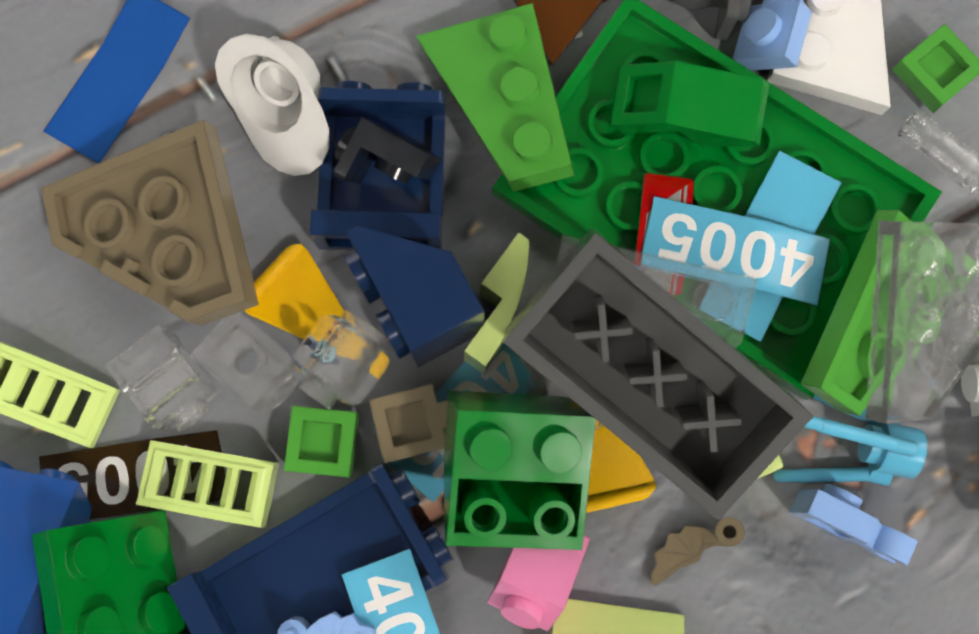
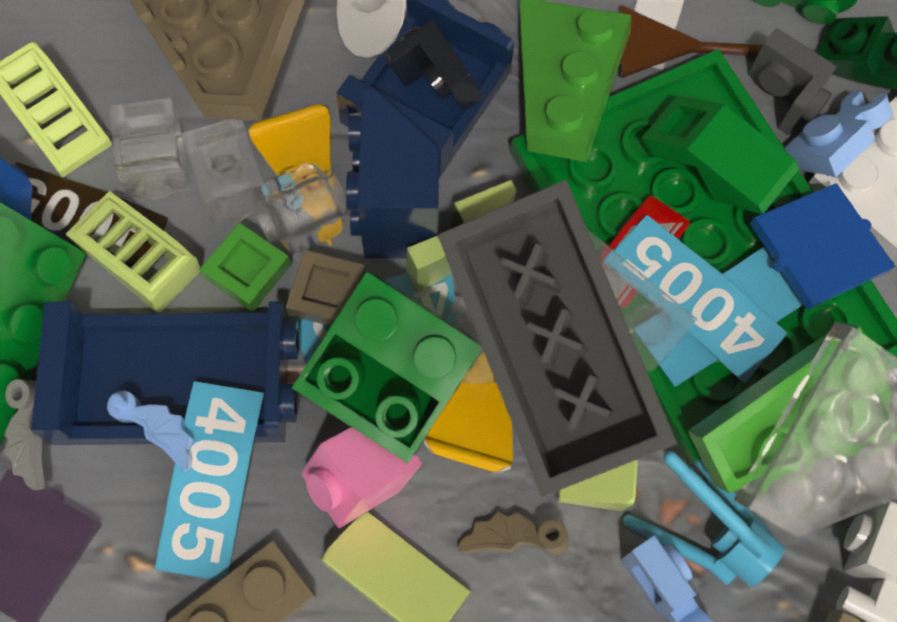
camera: 30 degrees right, 10 degrees down
(819, 142) = (821, 245): none -> blue piece

